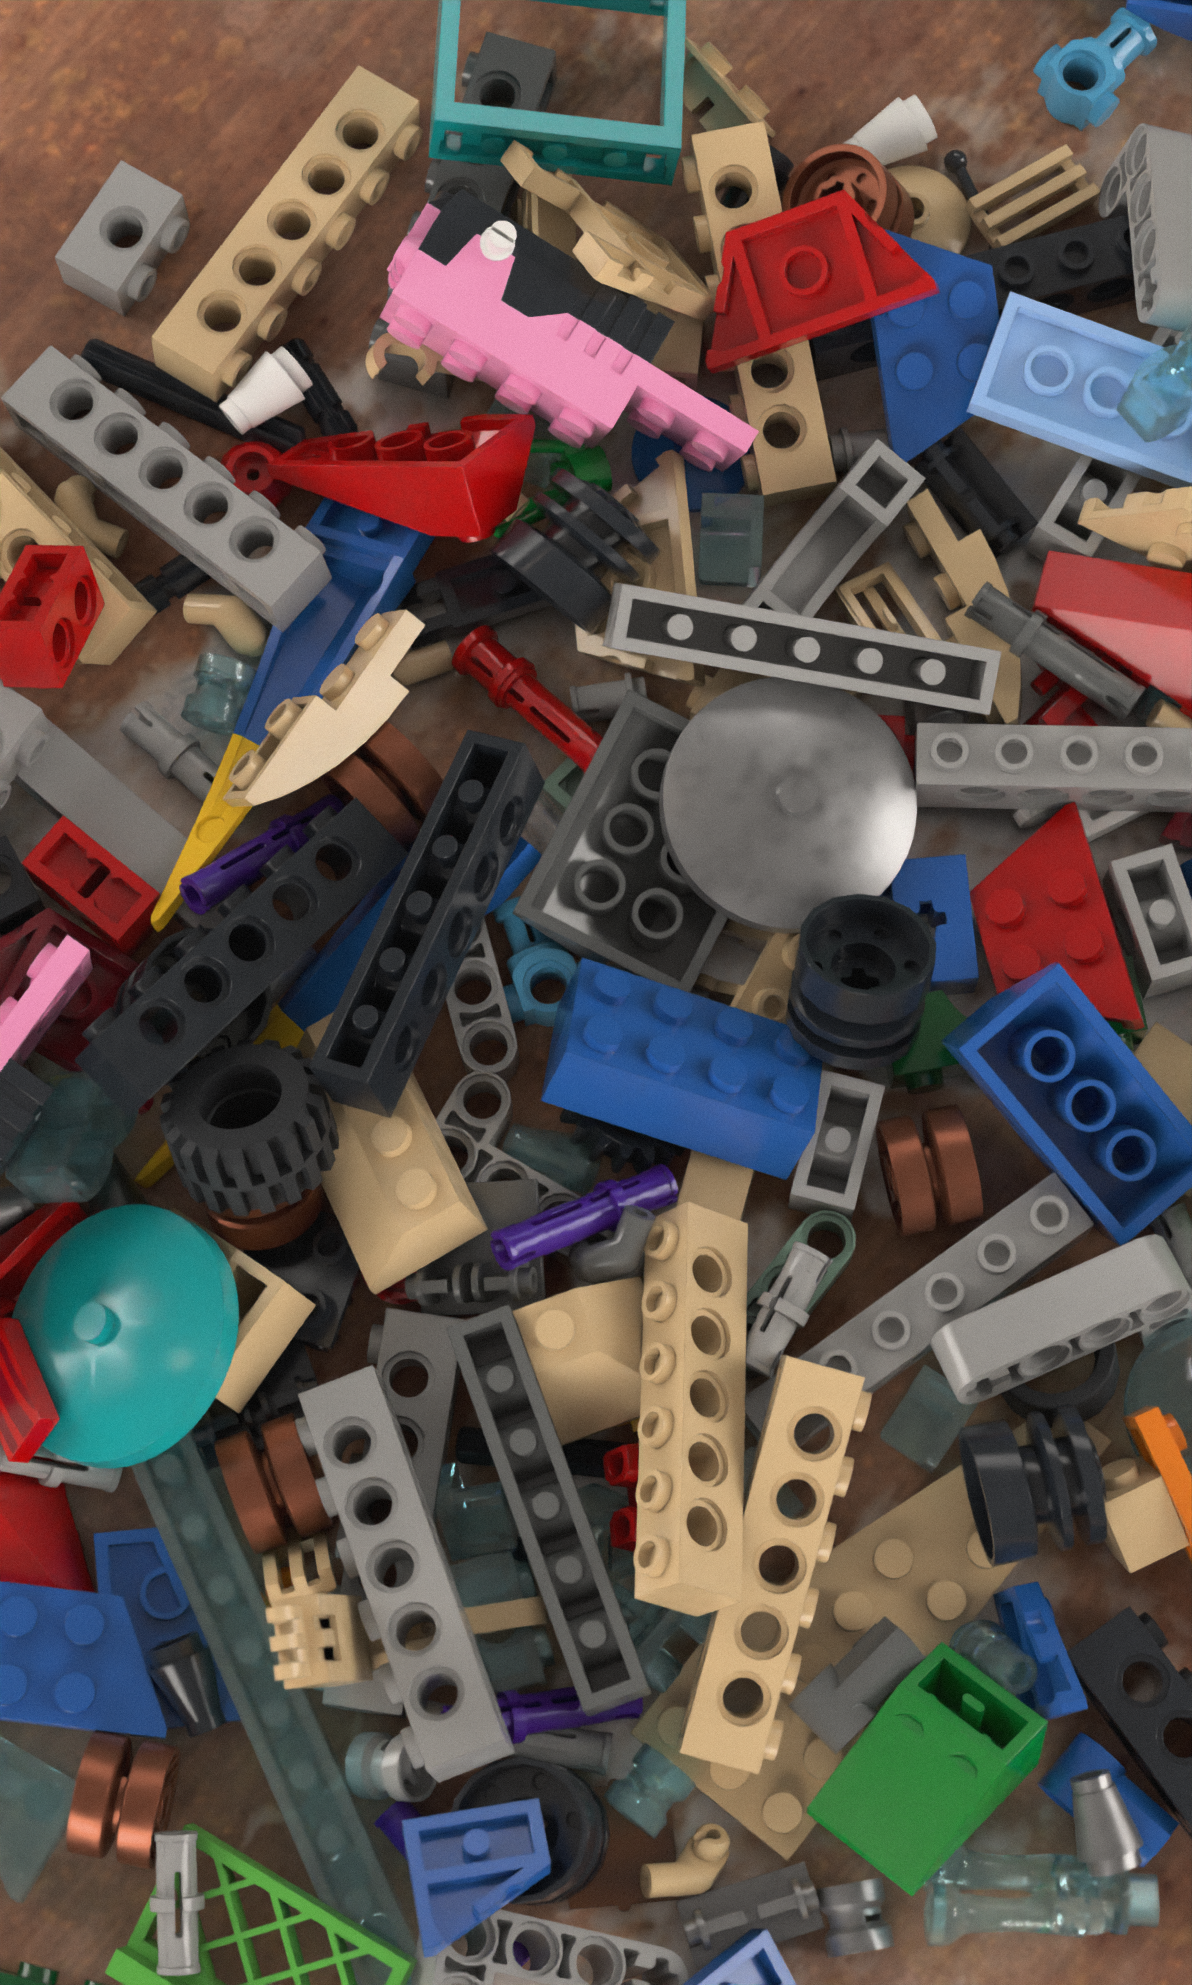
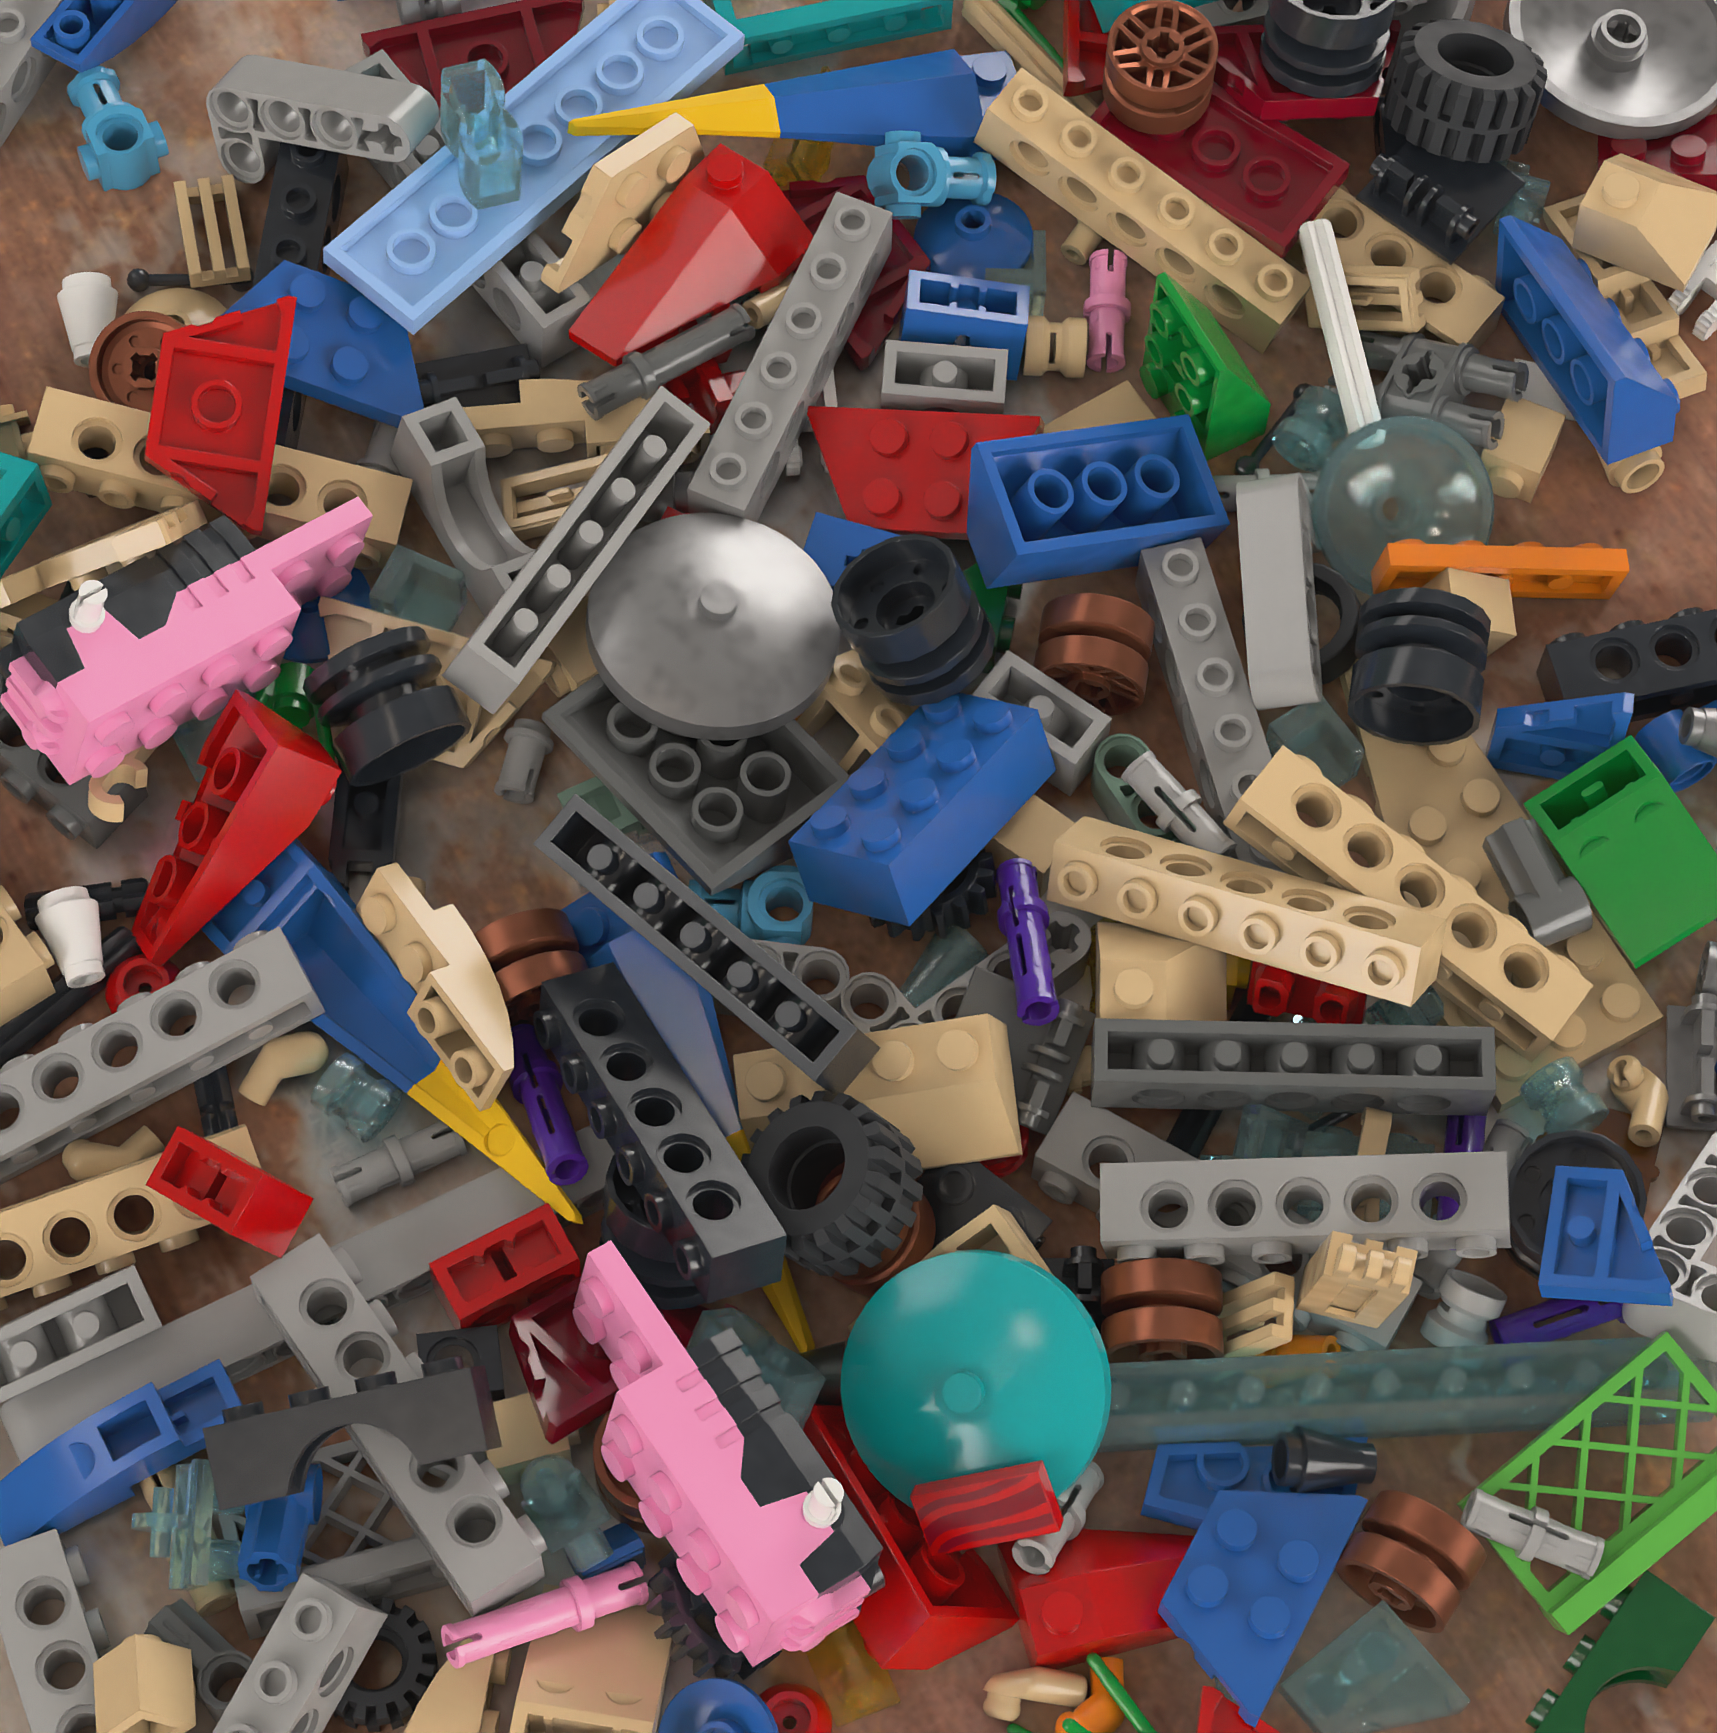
camera: 75 degrees left, 10 degrees down
(515, 686) = (472, 831): red pin -> none
(616, 1256) = (1074, 927): dark grey arm -> none
(995, 1654) = (1547, 767): clear light blue cone -> none

